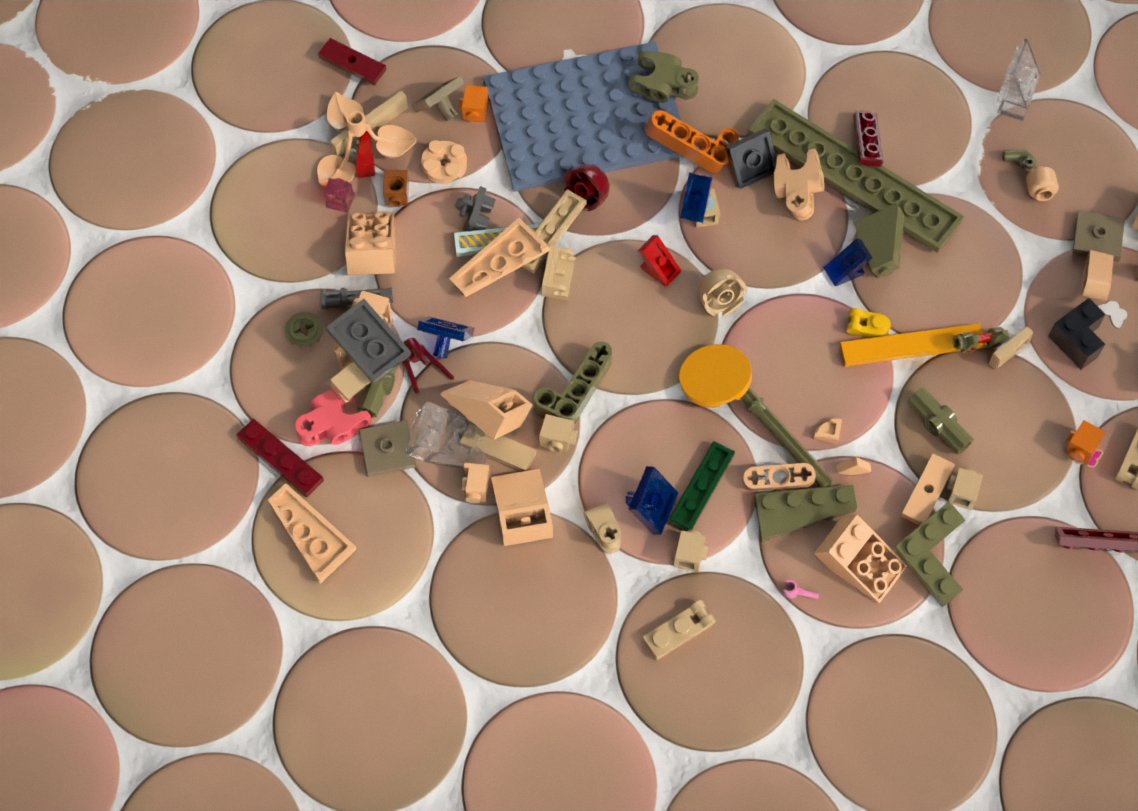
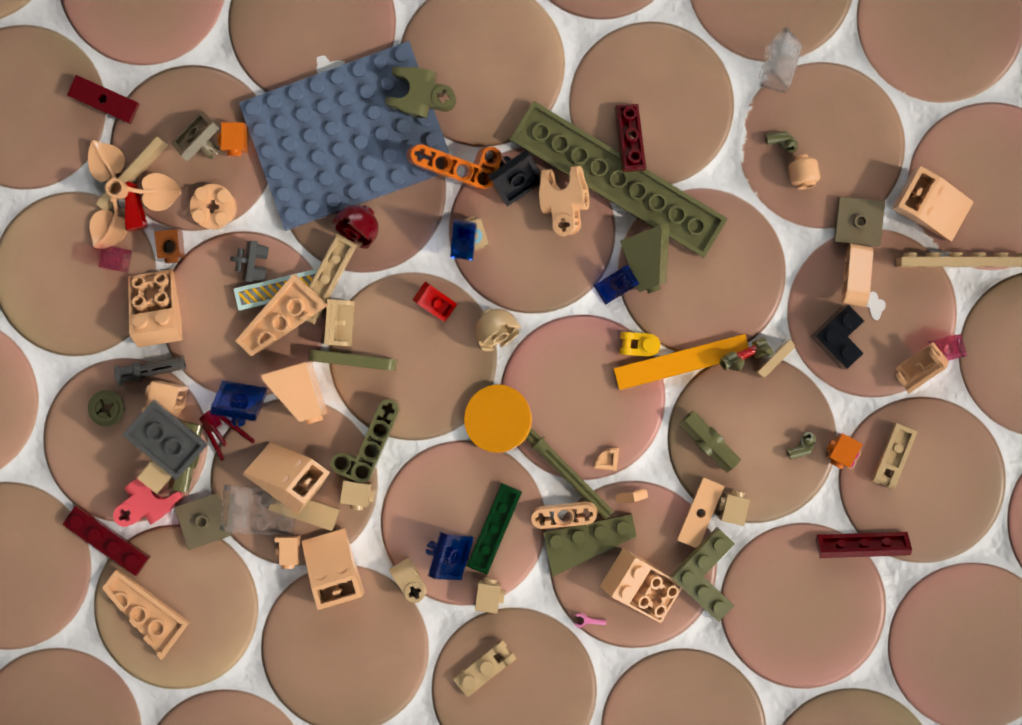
camera: 10 degrees left, 25 degrees up
(507, 323) = (298, 391): none -> light nougat slope
(568, 308) = (352, 360): none -> olive beam
(1042, 437) = (804, 447): none -> olive arm

